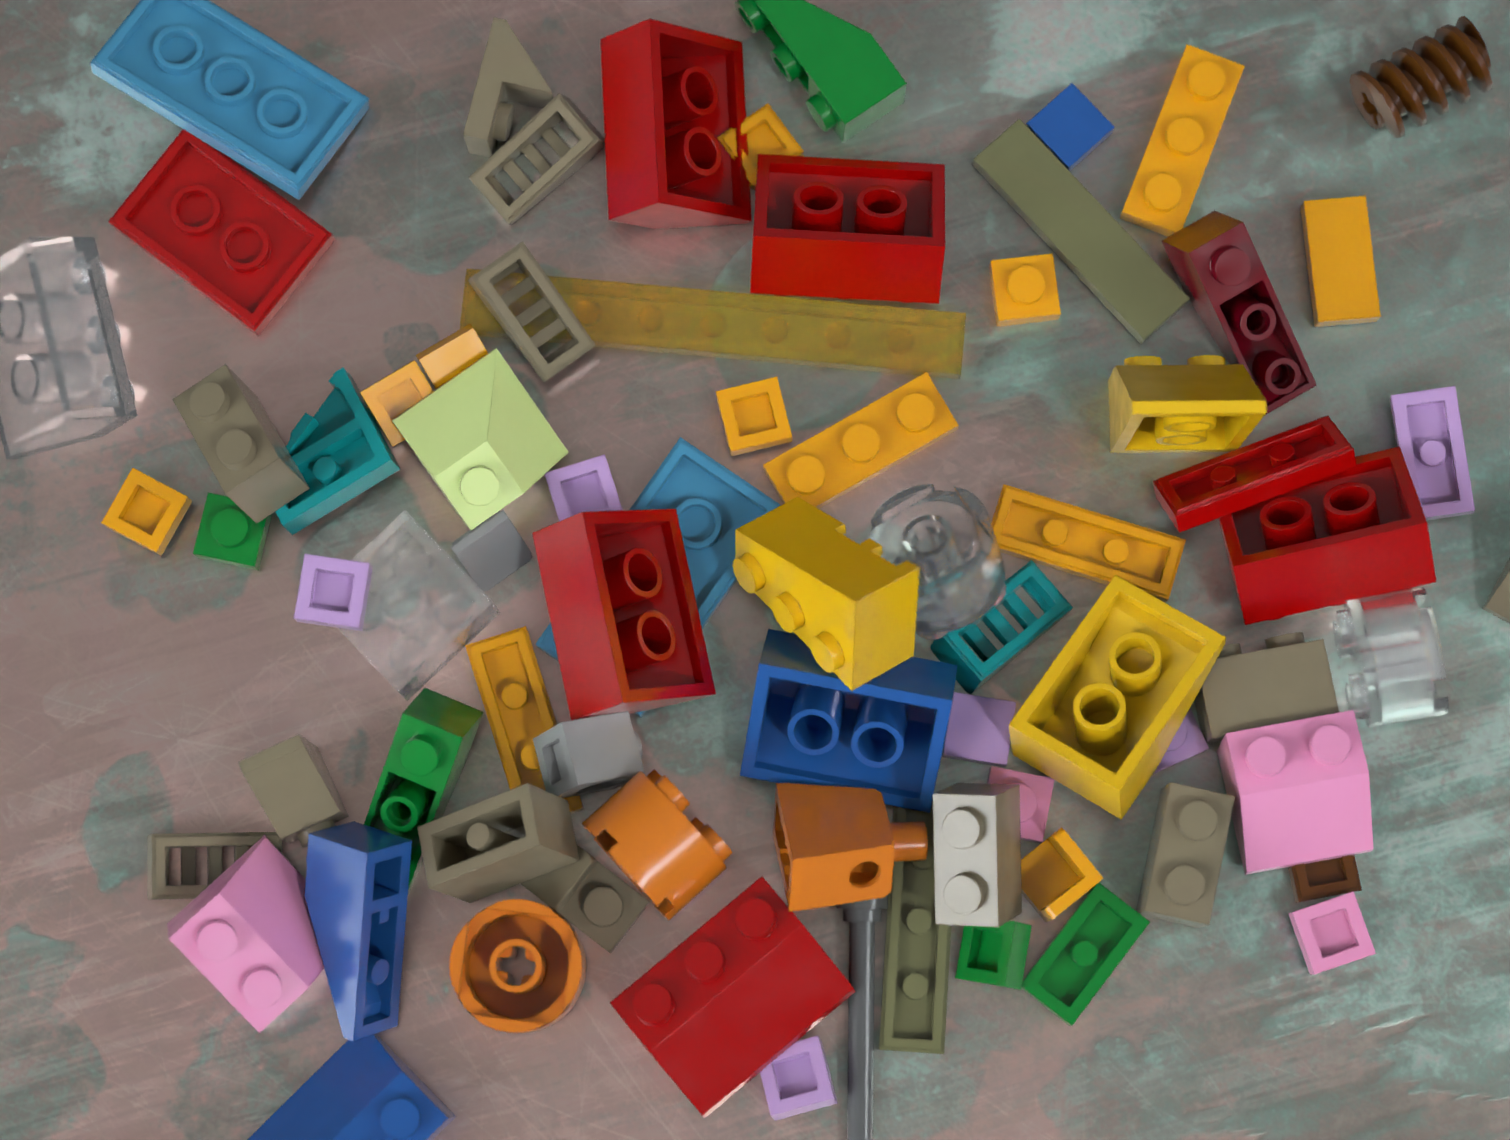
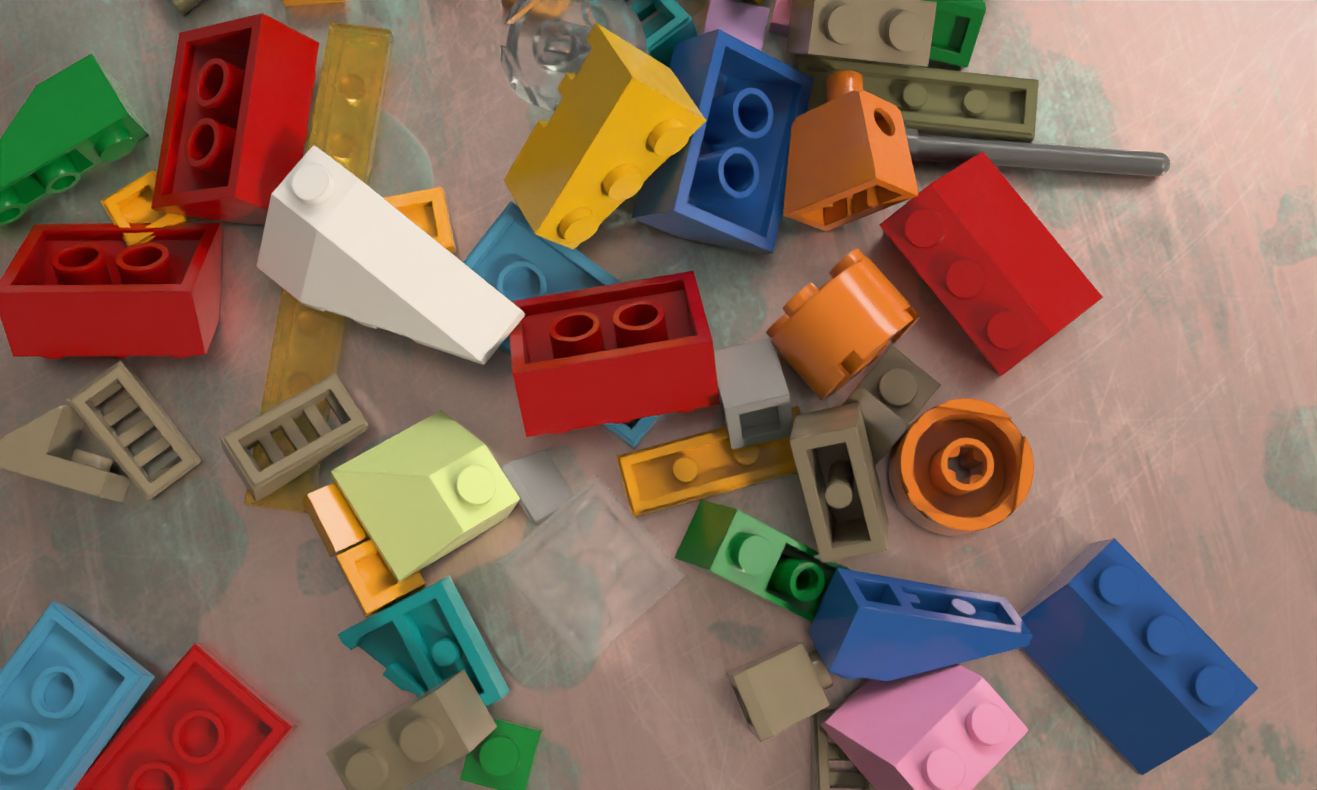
camera: 90 degrees left, 0 degrees up
(333, 592) = (582, 637): lavender plate -> none
(583, 488) = (485, 393): lavender plate -> none
(702, 370) = (363, 259): none -> white wedge
(798, 1080) = (1066, 209): lavender plate -> none
(862, 444) = (453, 128): light orange plate -> none

